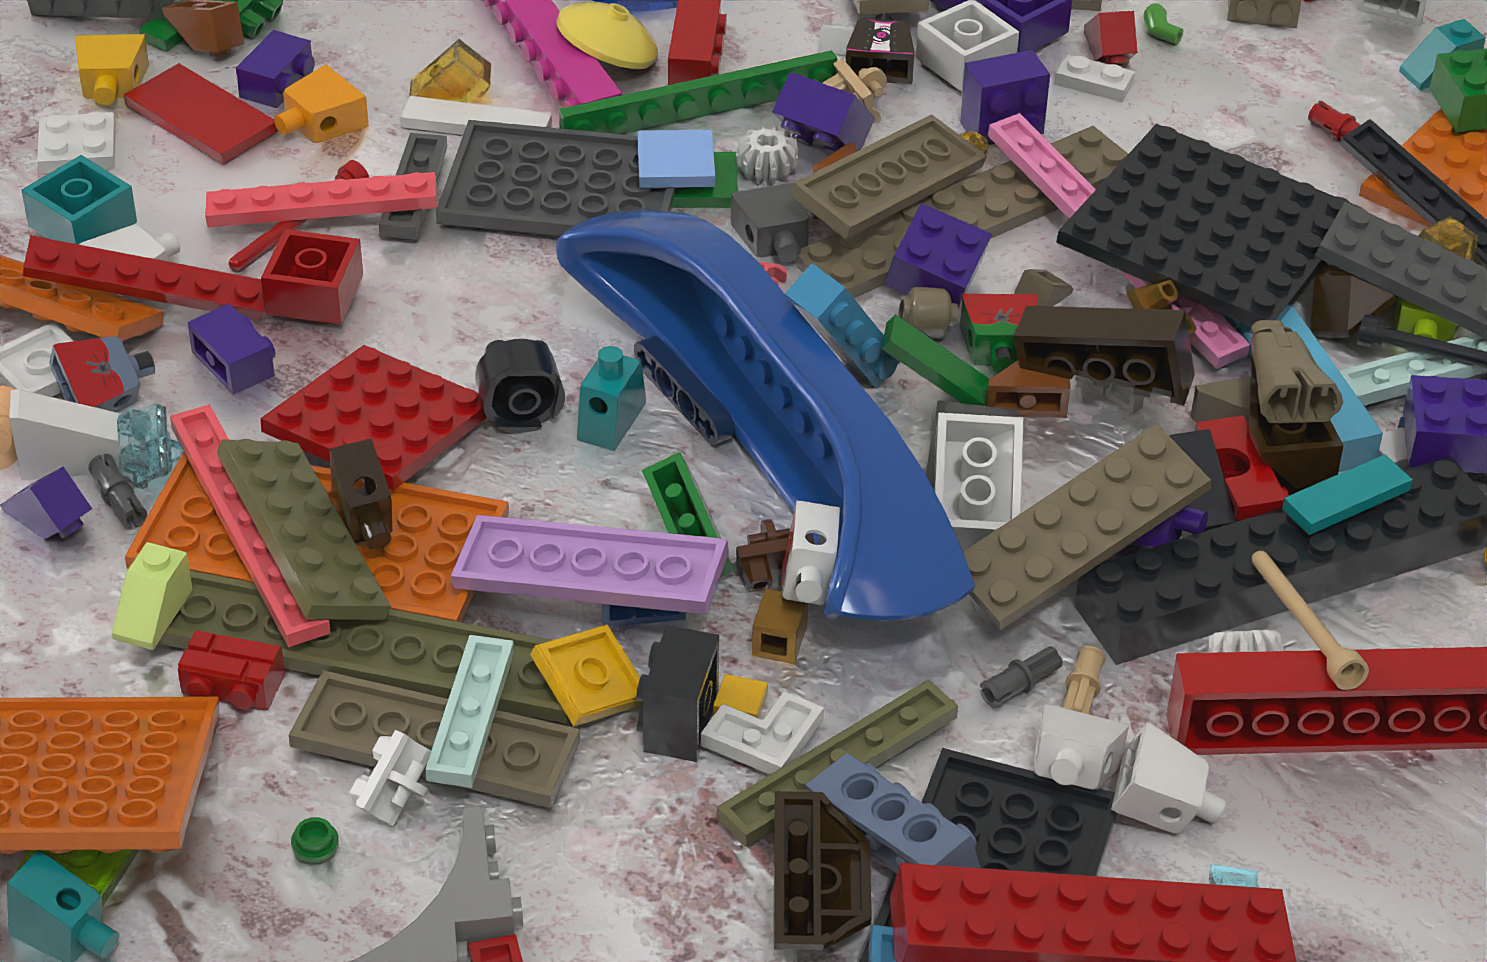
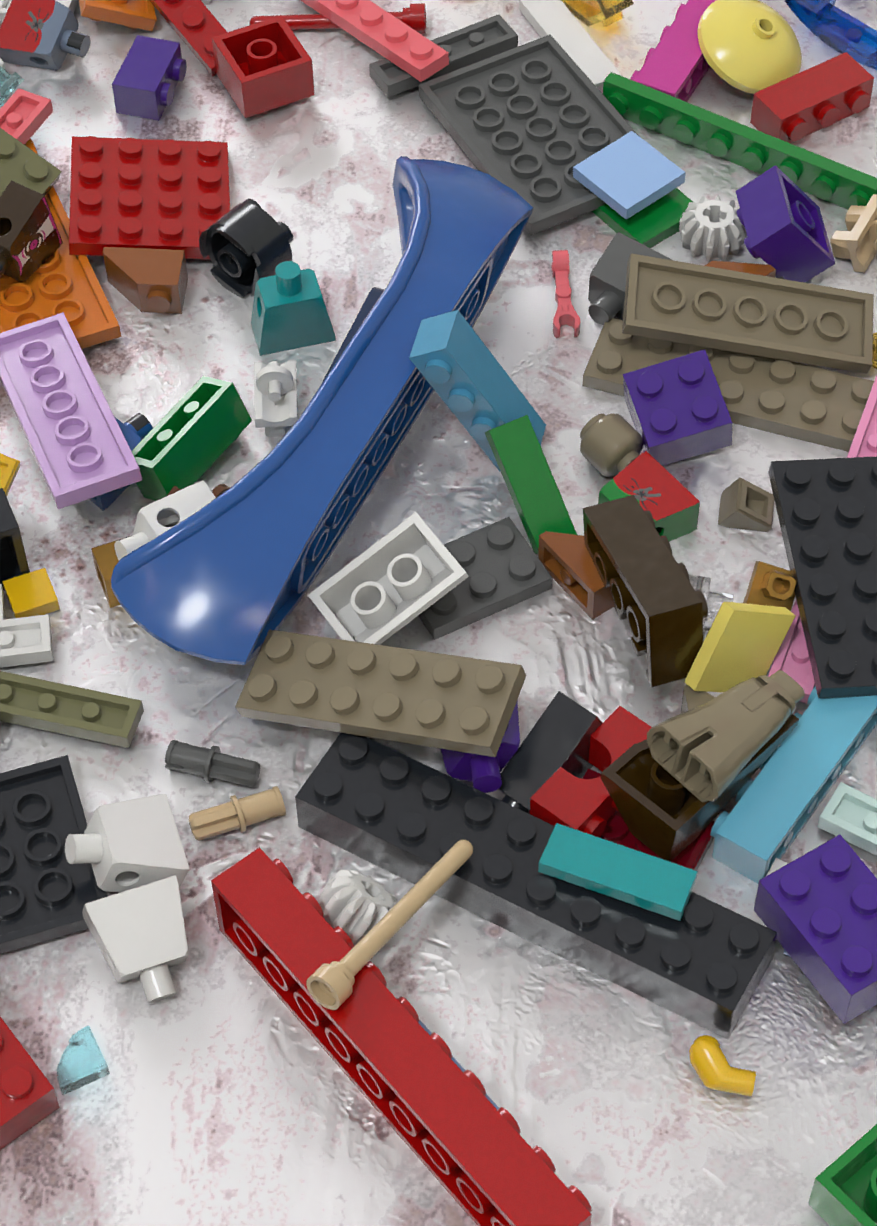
camera: 55 degrees right, 10 degrees up
(471, 460) = (148, 277): none -> dark orange slope
(700, 453) = (275, 397): none -> white hips
(1199, 341) = (739, 645): none -> light yellow tile

